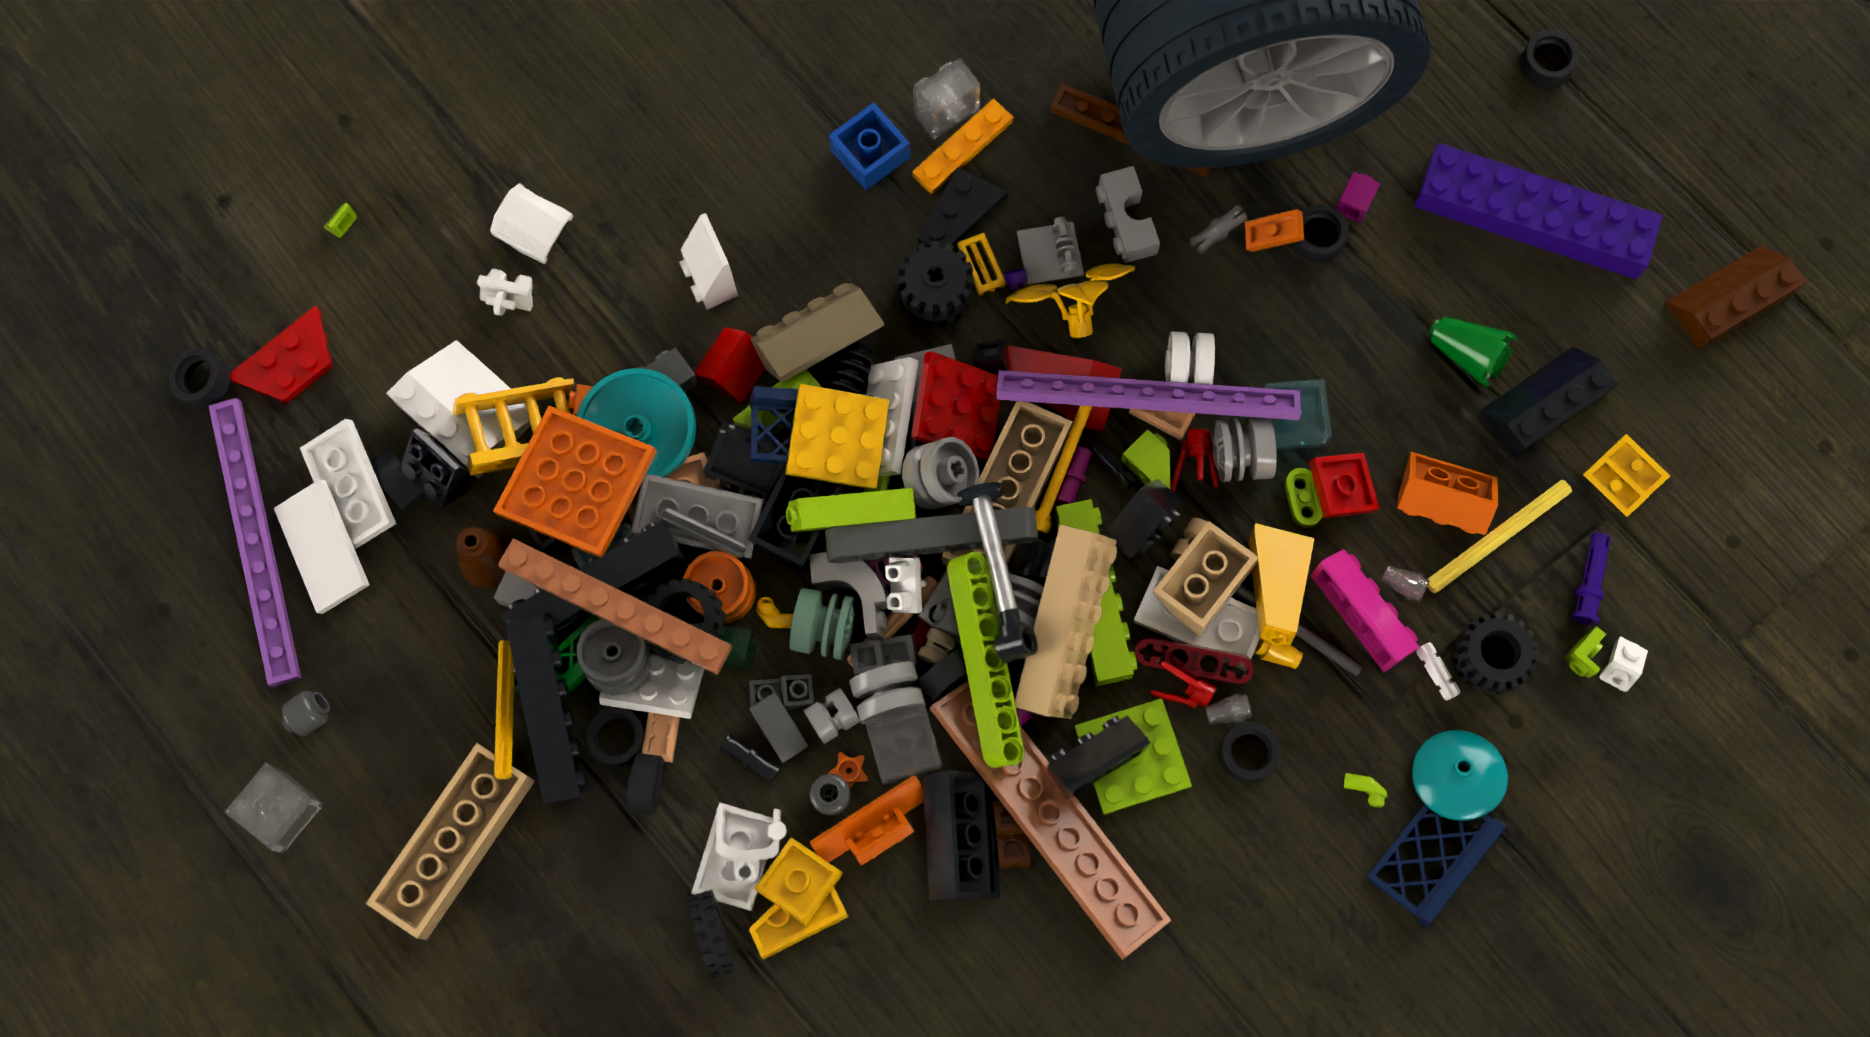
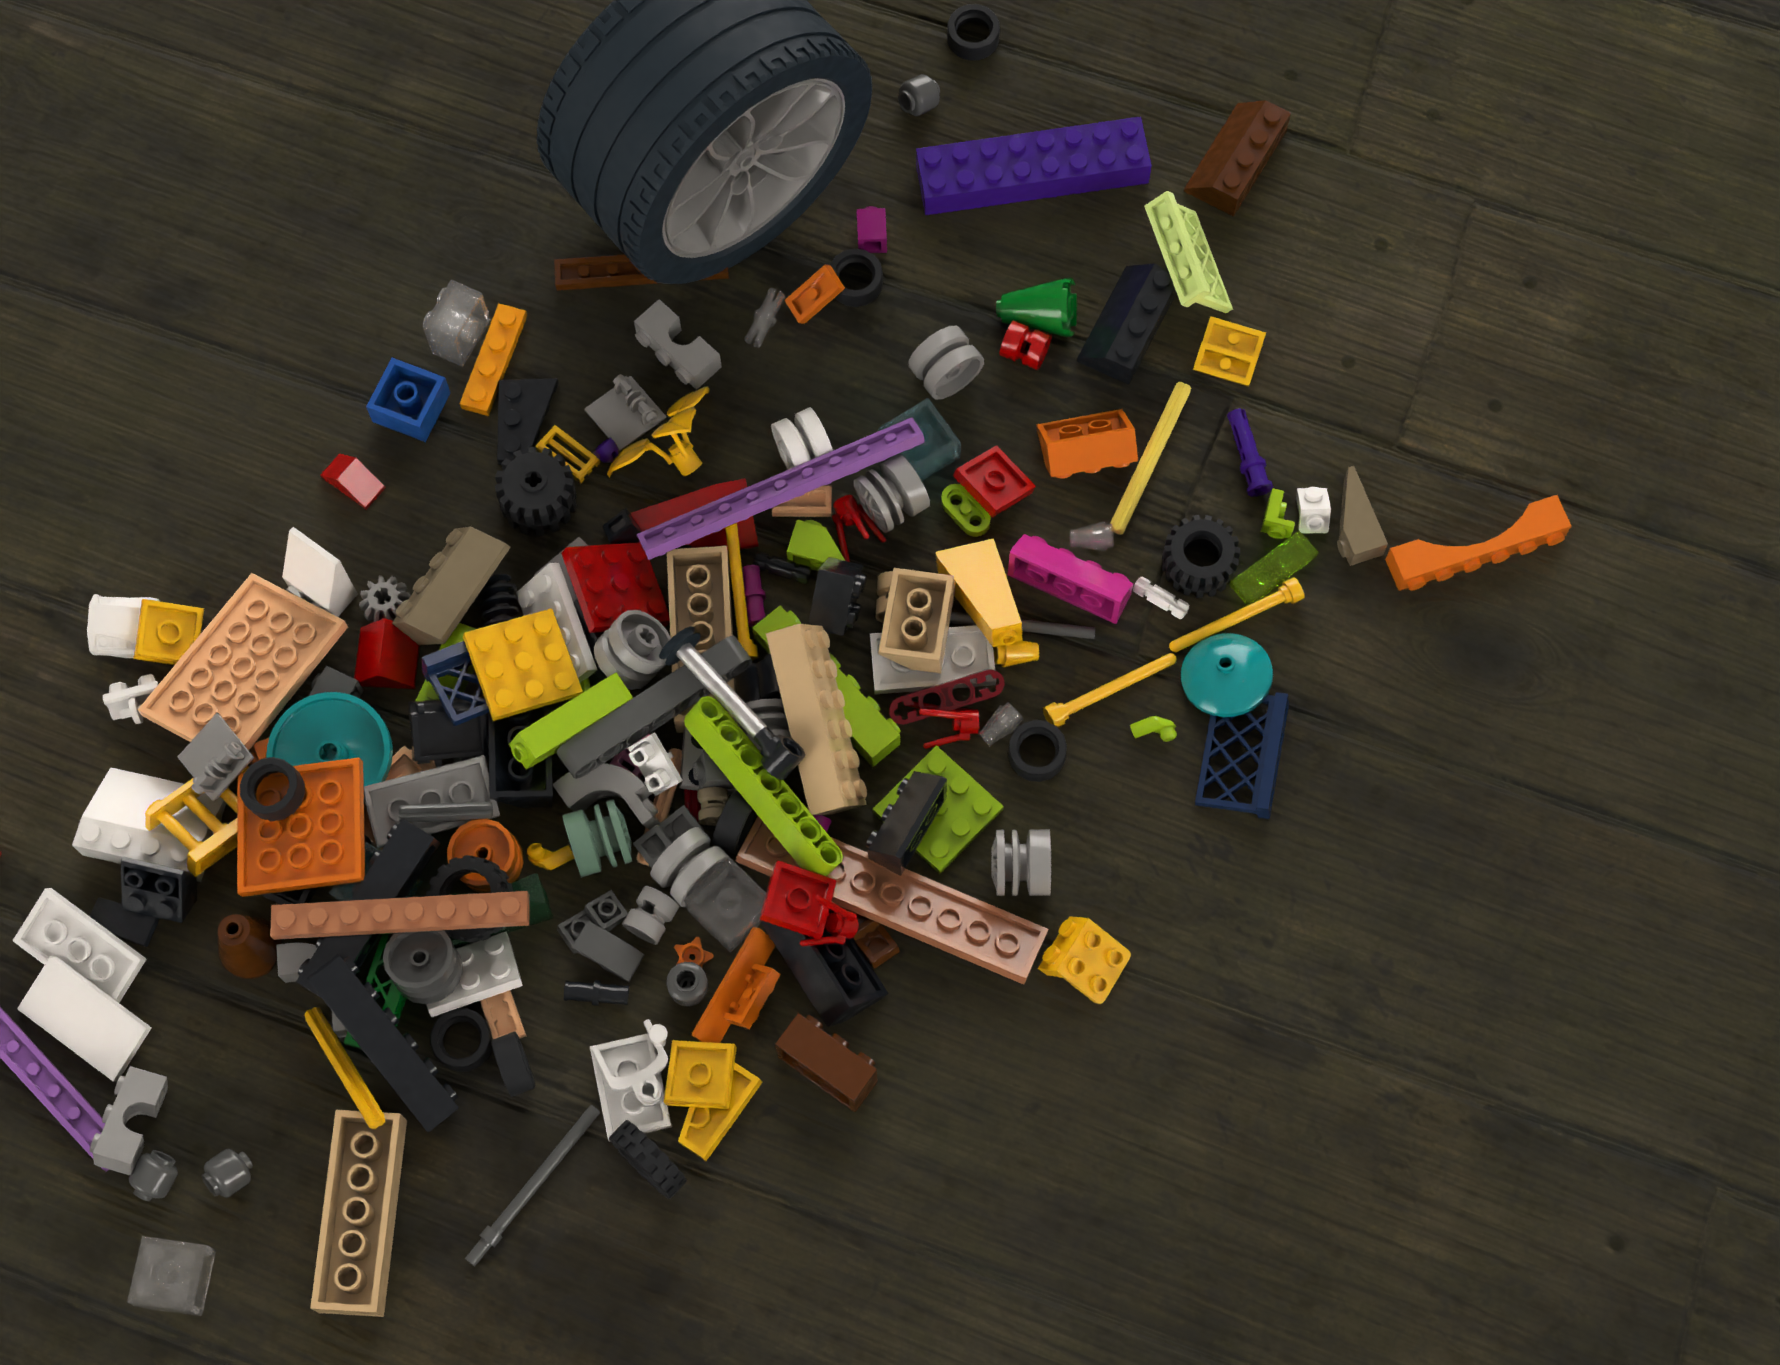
camera: 30 degrees left, 5 degrees down
(327, 636) = (137, 1094): none -> light grey arch
(365, 744) = (227, 1173): none -> dark grey head
(537, 382) = (215, 758): none -> light grey hinge
(551, 921) = (492, 1235): none -> dark grey bar
(552, 421) = (257, 773): none -> black tyre
(563, 249) = (166, 631): none -> yellow tile
(606, 314) = (245, 663): none -> light nougat plate
(752, 305) = (380, 592): none -> light grey gear
(787, 193) = (353, 480): none -> slope
(912, 932) = (827, 1061): none -> reddish brown brick
(962, 777) = (792, 900): none -> red plate
(988, 813) = (840, 924): none -> red plant
(1180, 849) = (1022, 862): none -> light grey wheel
(1190, 965) = (1085, 958): none -> yellow bracket
(1287, 728) = (1058, 713): none -> yellow piece
(1358, 354) = (946, 362): none -> light grey wheel
(1432, 366) = (1015, 343): none -> red wheel
(1467, 93) = (919, 95): none -> dark grey head
(1557, 699) = (1274, 568): none -> clear neon green tile
(1559, 729) = (1289, 592): none -> yellow piece
(1636, 366) = (1187, 254): none -> yellowish green fence
(1658, 704) = (1359, 529): none -> dark tan slope
(1699, 766) = (1422, 562): none -> orange arch

